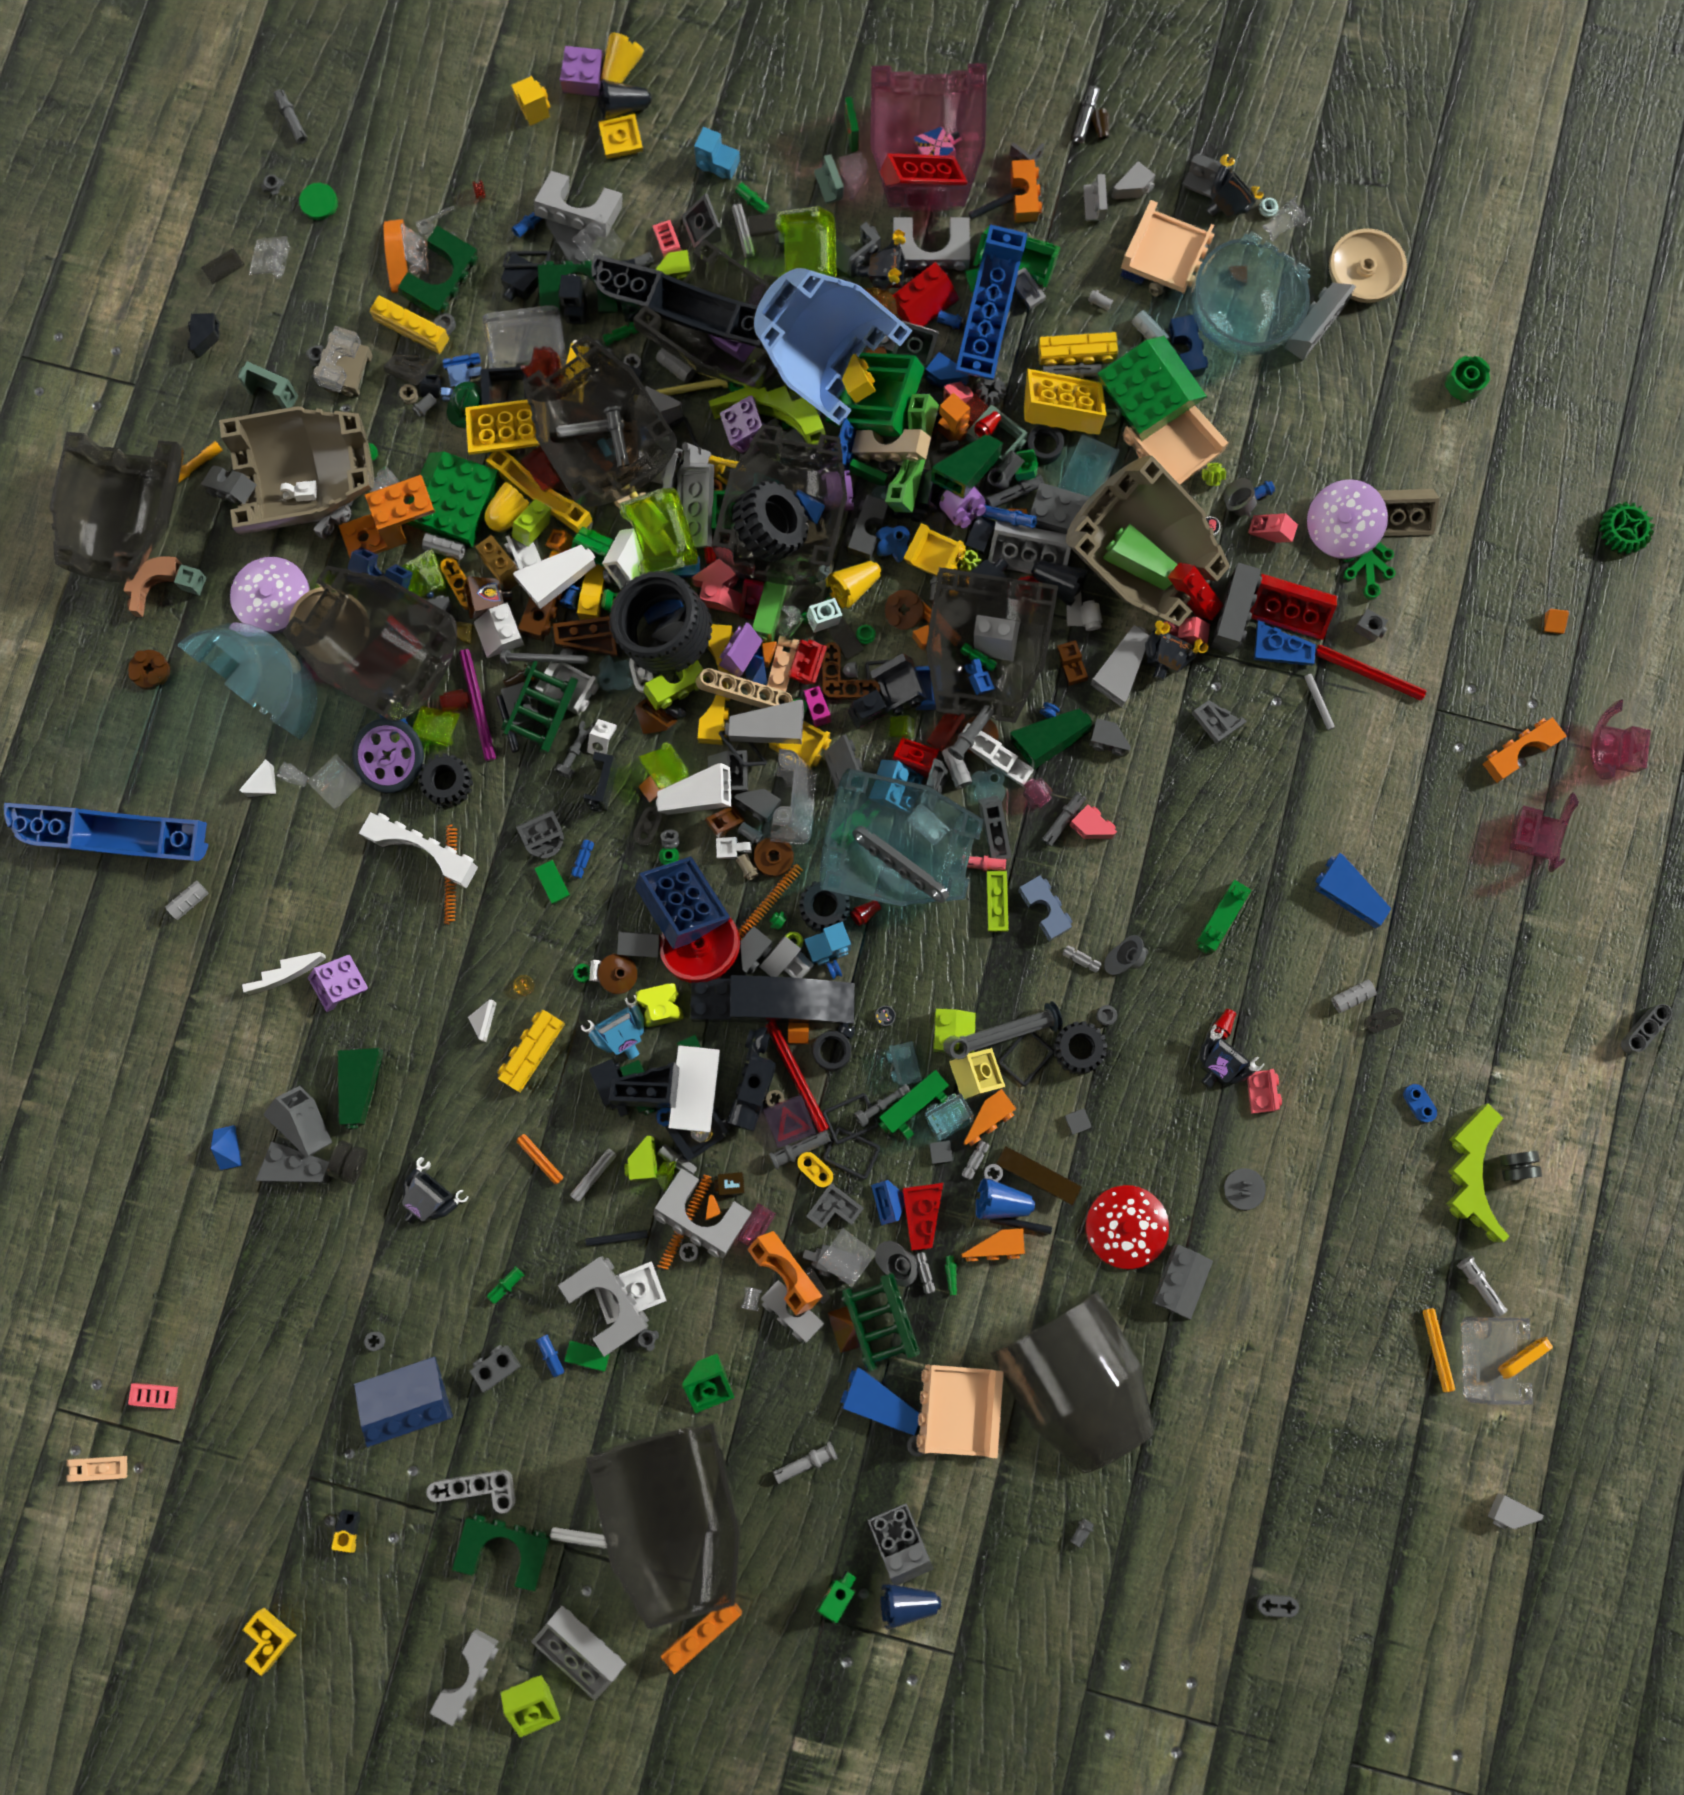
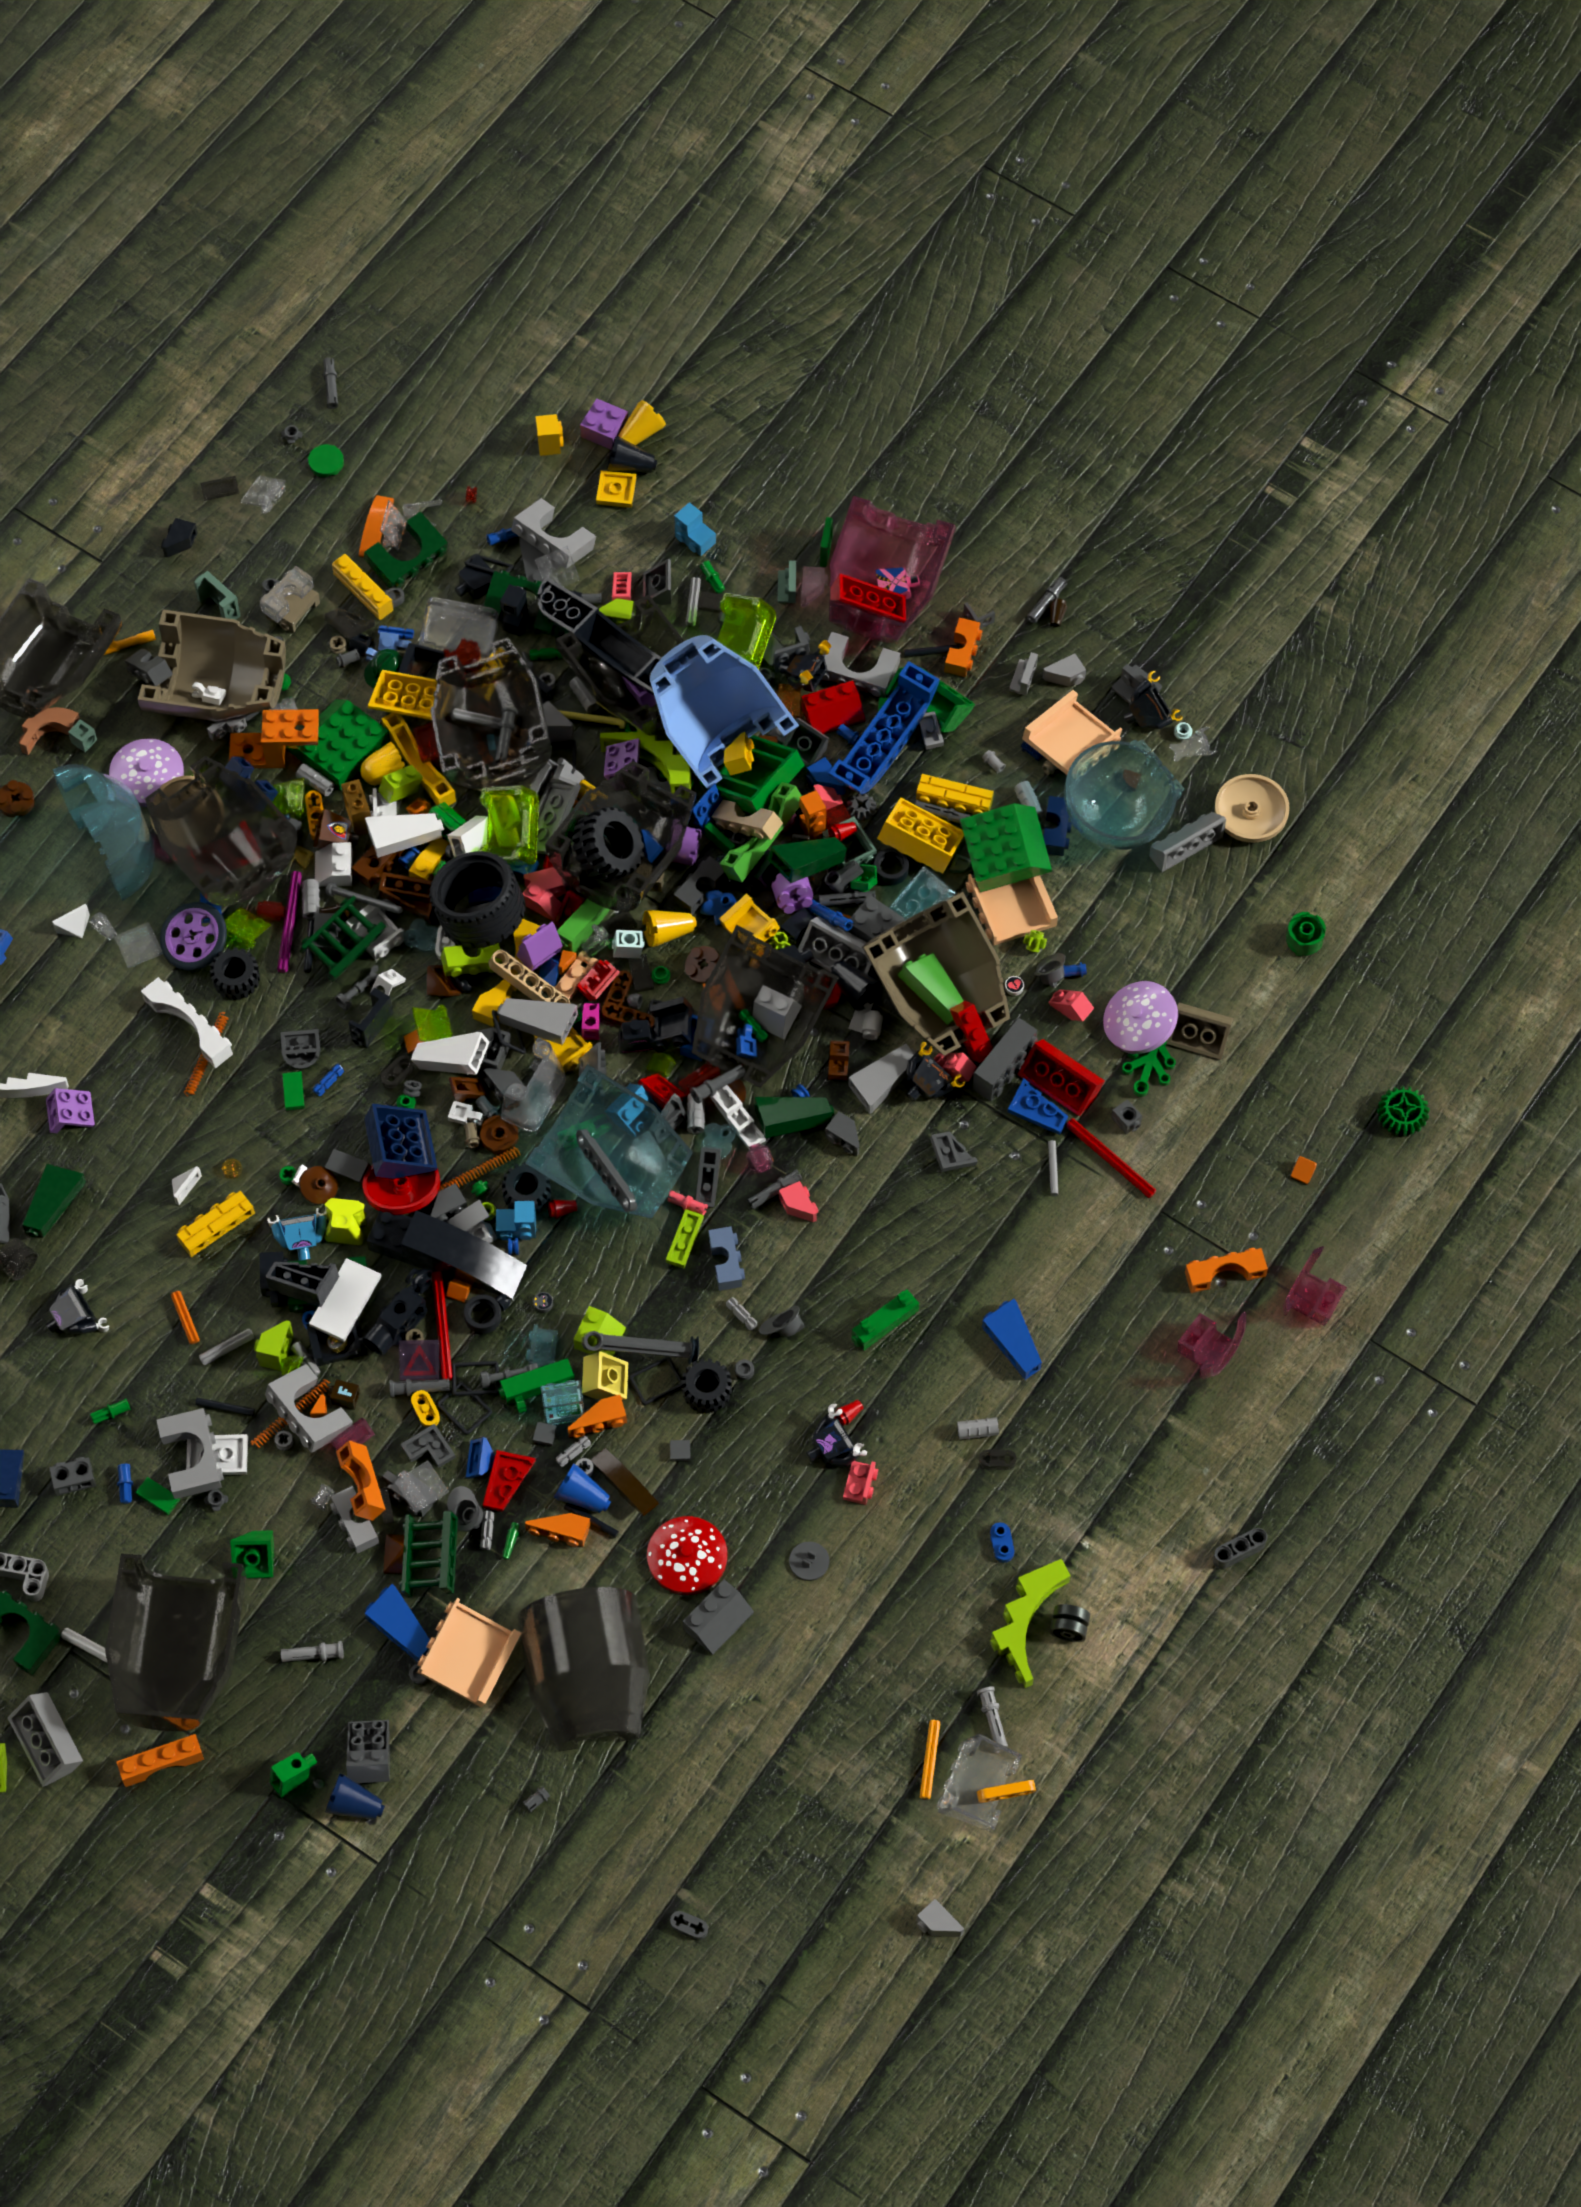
camera: 20 degrees right, 15 degrees down
(489, 674) = (310, 898): none -> light grey axle

